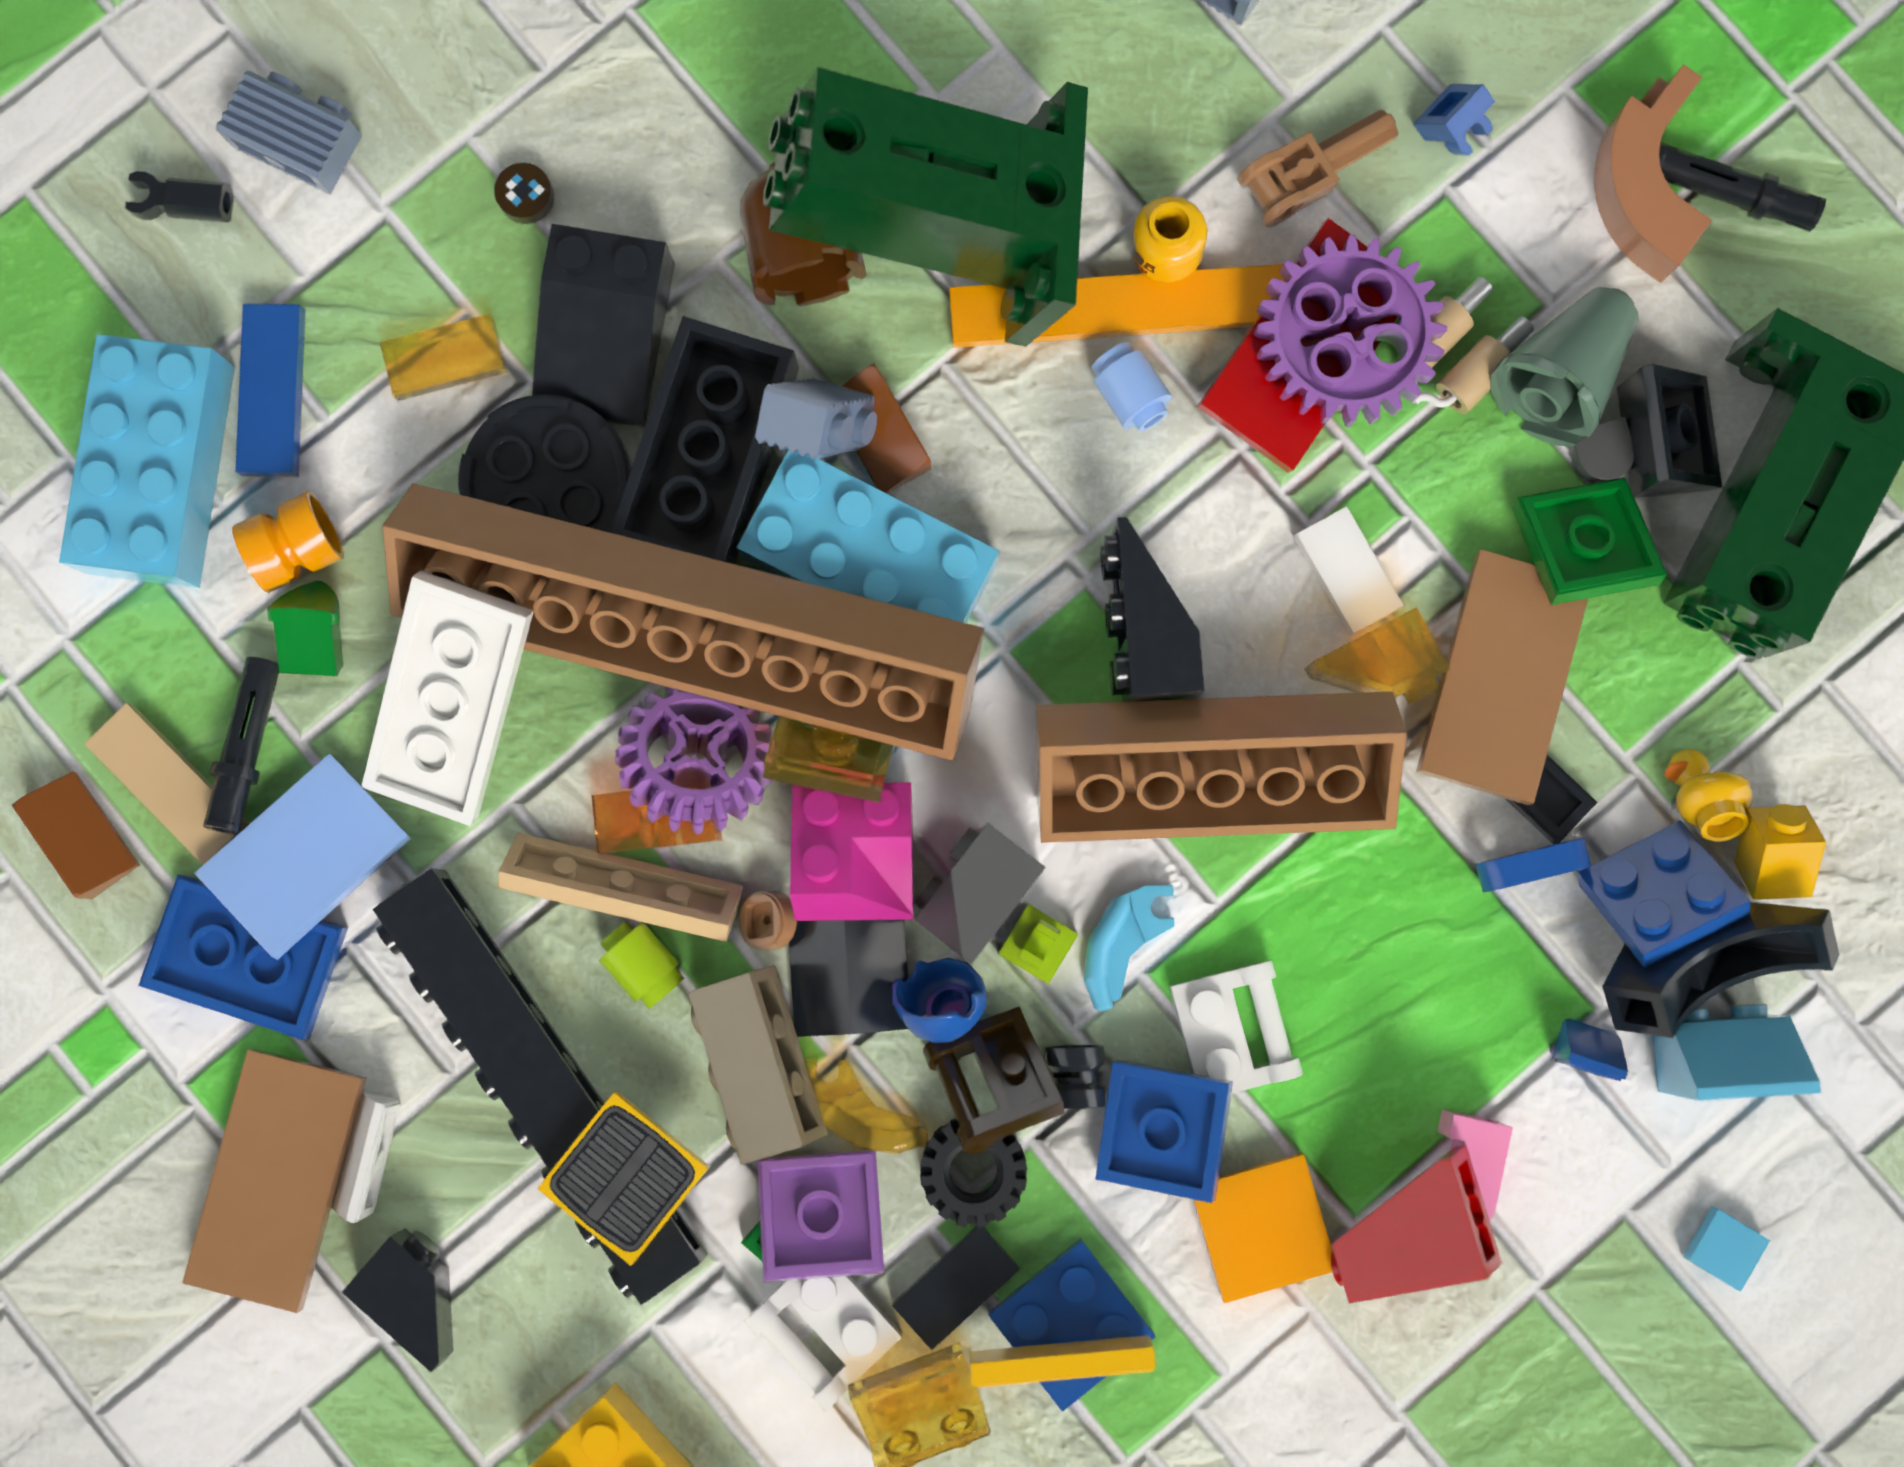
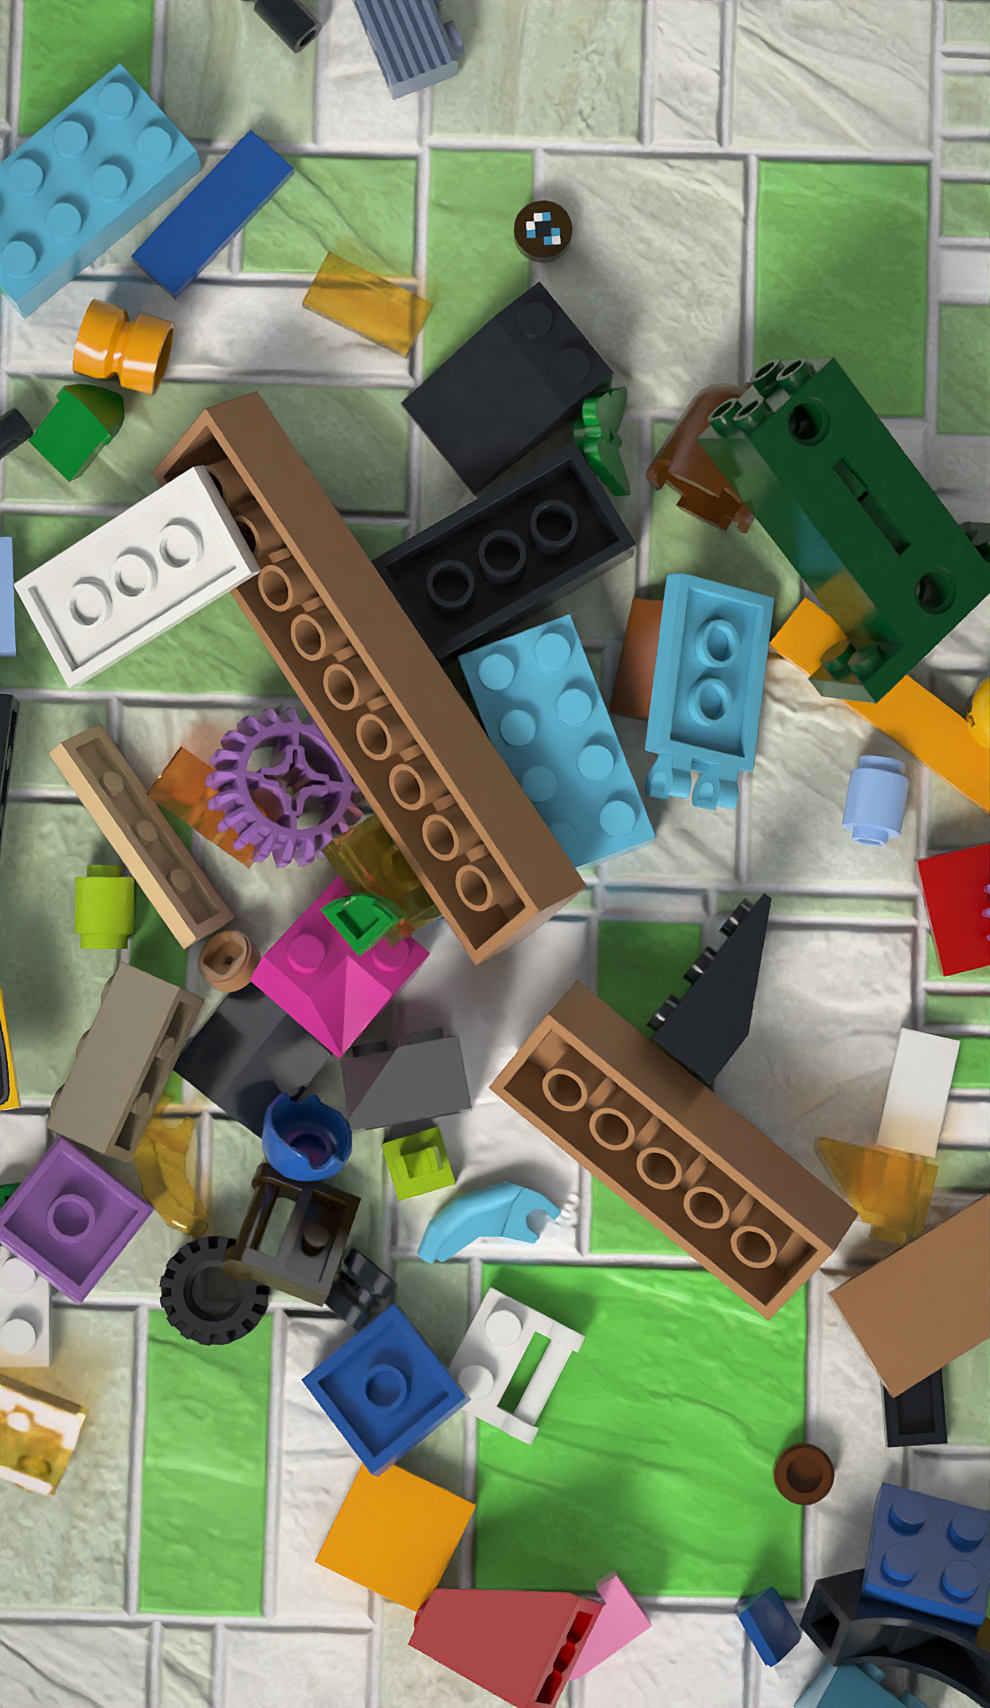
camera: 35 degrees right, 0 degrees up
(548, 461) = (374, 462): black tile -> none
(695, 301) = (598, 438): none -> green animal
(815, 418) = (606, 610): sand blue brick -> none
(840, 799) = (363, 918): none -> green tile
(939, 414) = (707, 689): none -> medium azure tile
(955, 1286) = (123, 1365): black tile -> none
(1062, 1361) = (152, 1489): yellow tile -> none
(1064, 1304) = (185, 1473): blue plate -> none
(1515, 917) = (803, 1473): none -> reddish brown tile
(1533, 865) = (852, 1445): blue beam -> none

